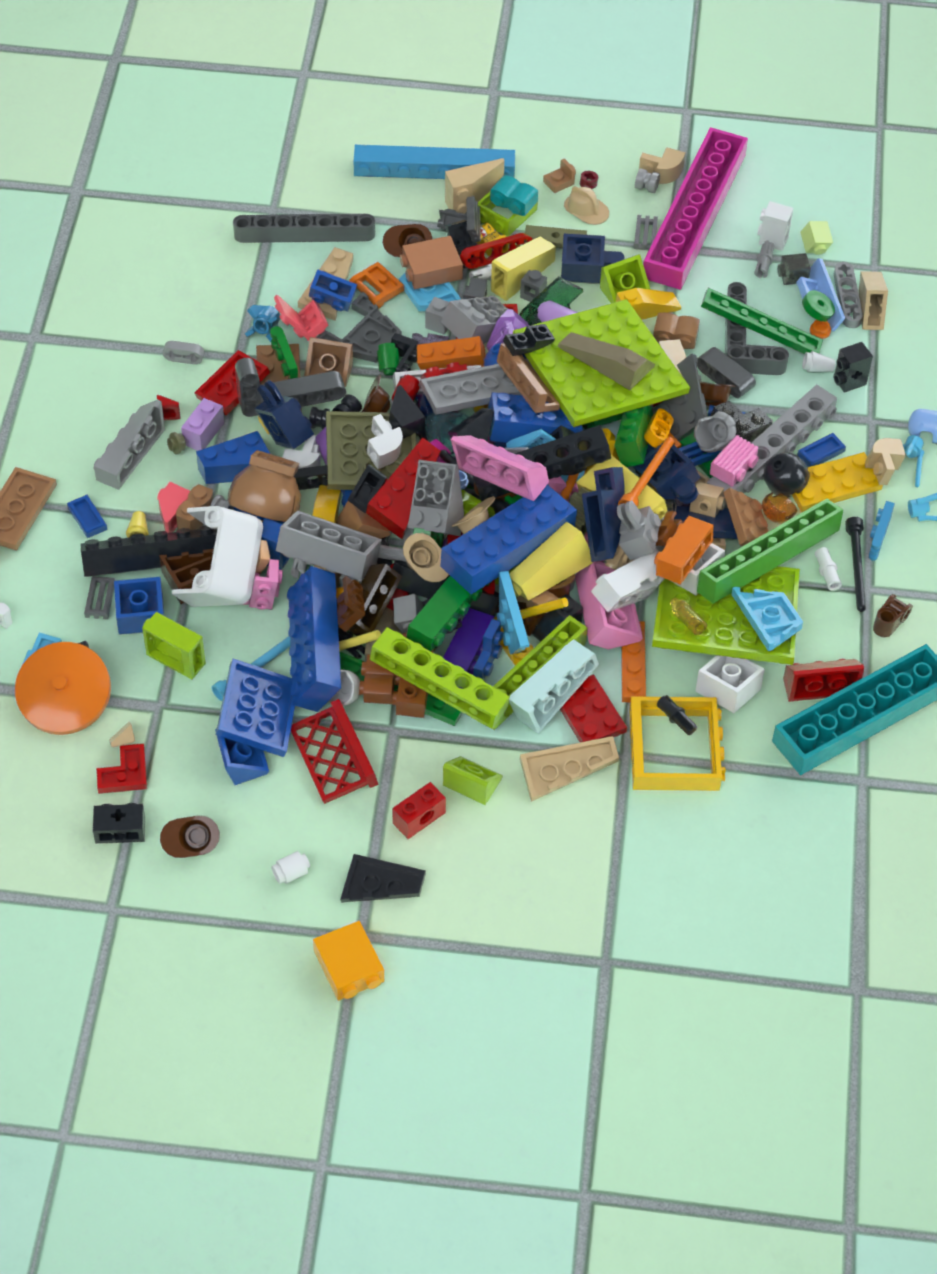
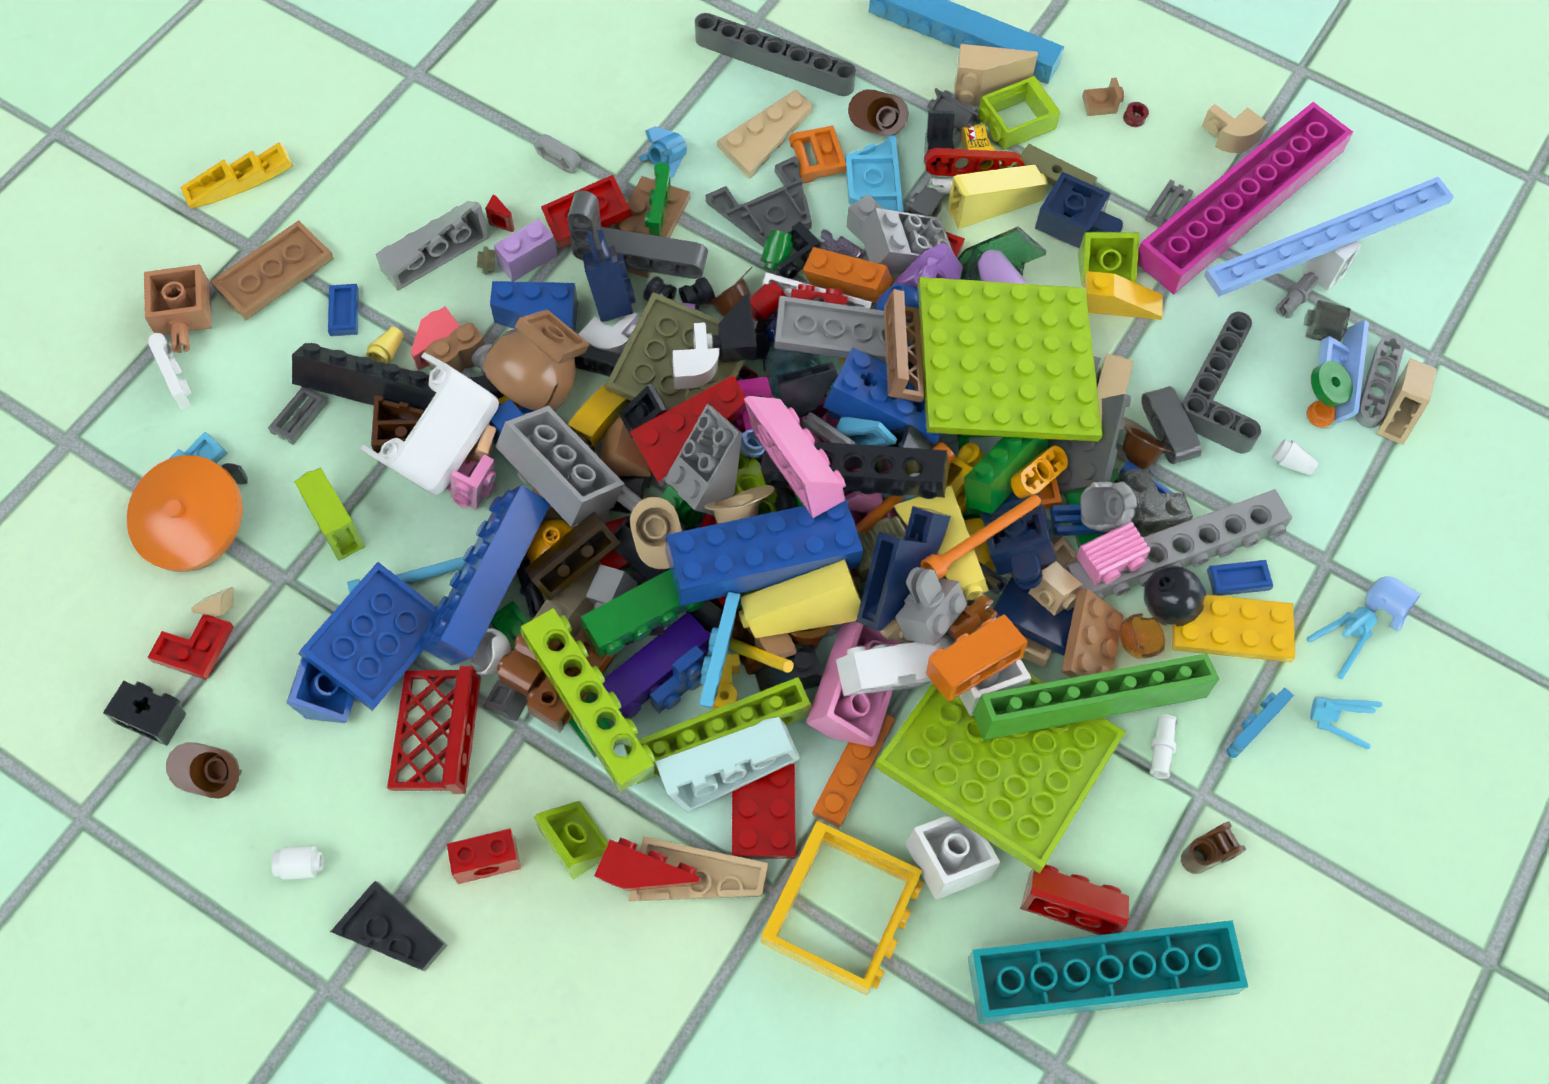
camera: 25 degrees right, 10 degrees up
(136, 602) = (325, 442): blue brick -> none
(307, 322) = (703, 169): coral bracket -> none
(329, 356) = (709, 225): medium nougat slope -> none
(332, 291) = (755, 142): blue brick -> none
(349, 960) = (289, 1024): light orange brick -> none
(350, 604) = (539, 552): reddish brown bracket -> none
(359, 640) = (531, 599): light yellow bar -> none
(371, 716) = (505, 701): none -> dark grey slope
(431, 262) = (889, 150): nougat brick -> none
(473, 219) = (965, 114): flat silver tile -> none
(514, 195) = (1028, 103): teal brick -> none
(527, 773) = (635, 871): none -> red slope
(532, 280) = (994, 217): dark grey brick -> none
(532, 339) = (928, 300): black slope -> none
(586, 206) = (1115, 146): tan piece -> none
(611, 360) = (1019, 365): dark tan wedge -> none
(647, 180) = (1204, 140): light grey wheel -> none
(675, 327) = (1140, 345): medium nougat brick -> none
(676, 715) = (857, 876): black axle -> none
(688, 616) = (938, 748): clear yellow cylinder -> none
(760, 322) = (1246, 379): green plate -> none
(769, 210) = (1328, 236): none -> light blue plate
(769, 615) = (1043, 792): medium azure wing -> none
(816, 237) = (1376, 291): yellowish green brick -> none
(853, 367) = (1334, 483): black brick -> none
(854, 528) = (1227, 703): black piece -> none
(885, 458) = (1313, 624): tan brick -> none

